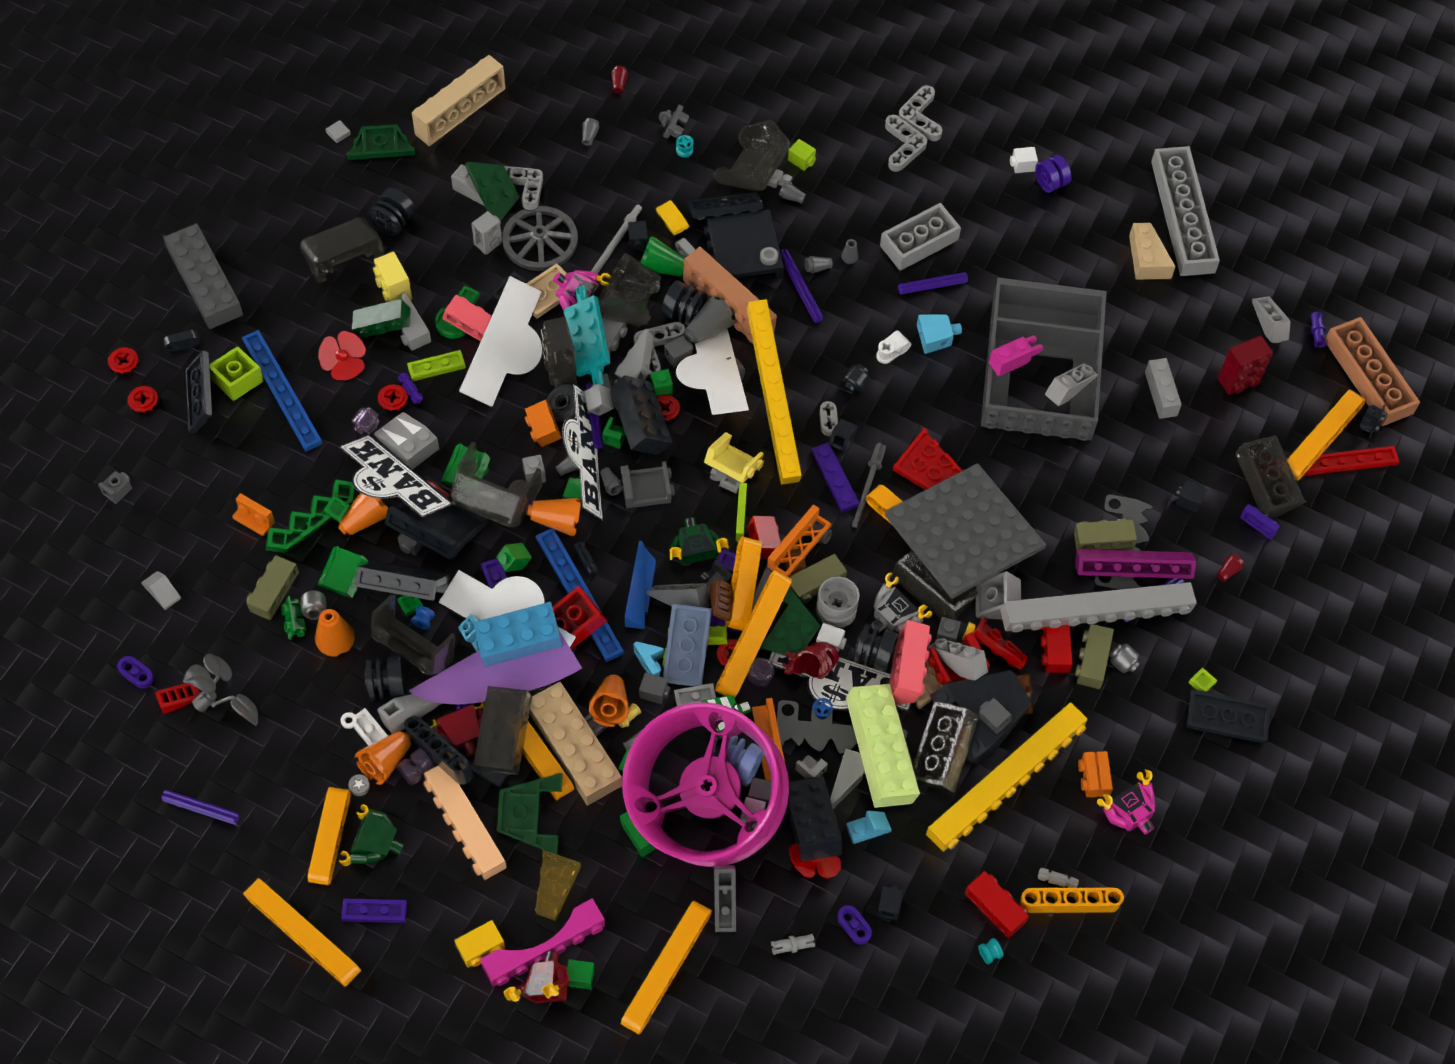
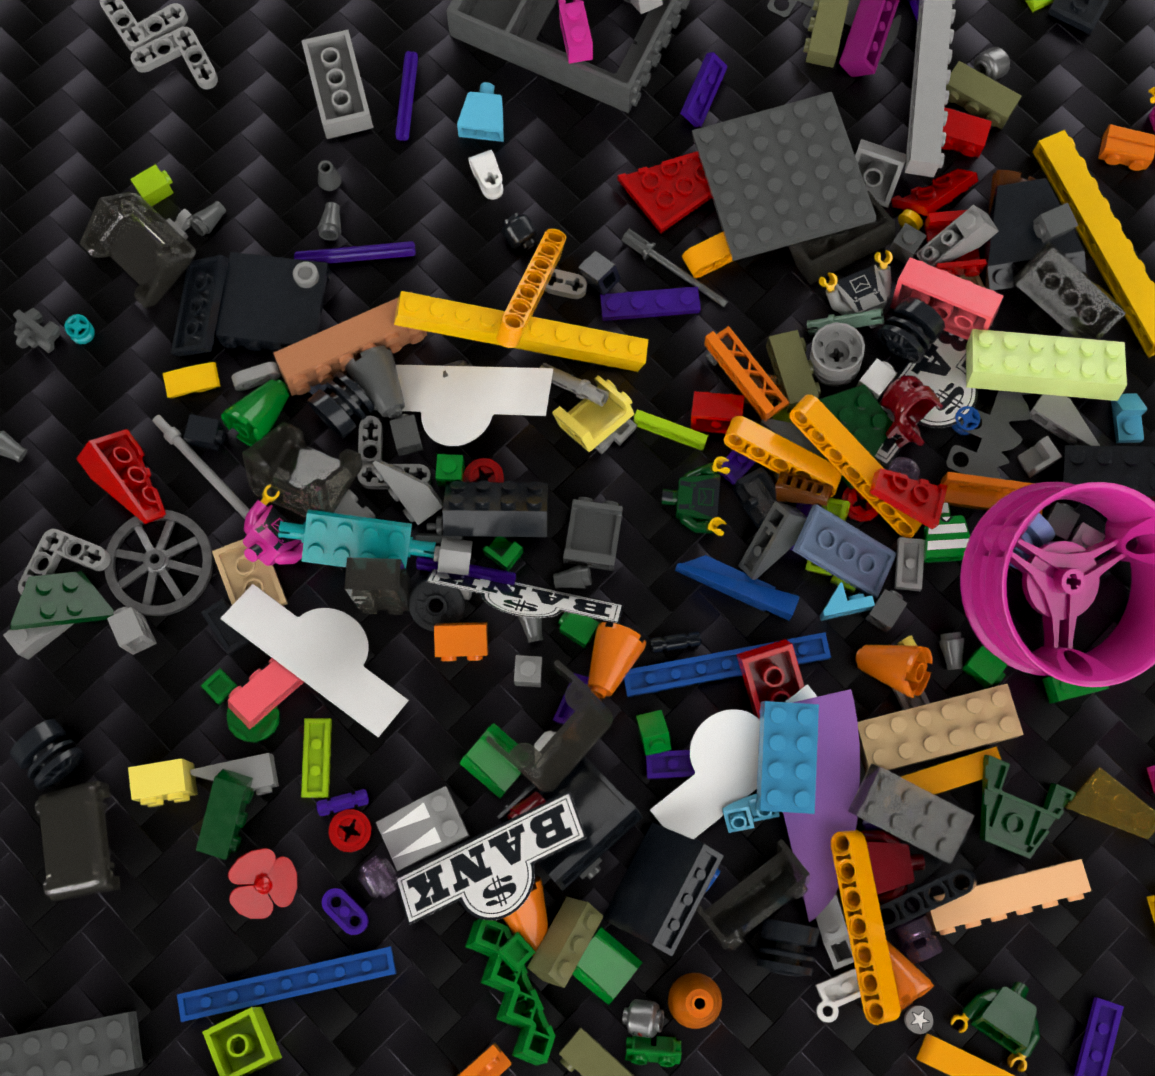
camera: 70 degrees left, 15 degrees up
(336, 410) = (343, 914): none -> dark purple plate
(351, 538) = (565, 942): none -> olive brick
(411, 716) = (864, 939): none -> light orange beam
(592, 198) = (119, 469): none -> red wedge
(741, 673) = (912, 497): none -> red wing
(750, 446) = (581, 388): none -> light grey pin
(806, 384) = (531, 288): none -> light orange beam
(868, 605) = (855, 320): none -> sand green pin
(1017, 466) = (704, 89): none -> dark purple plate

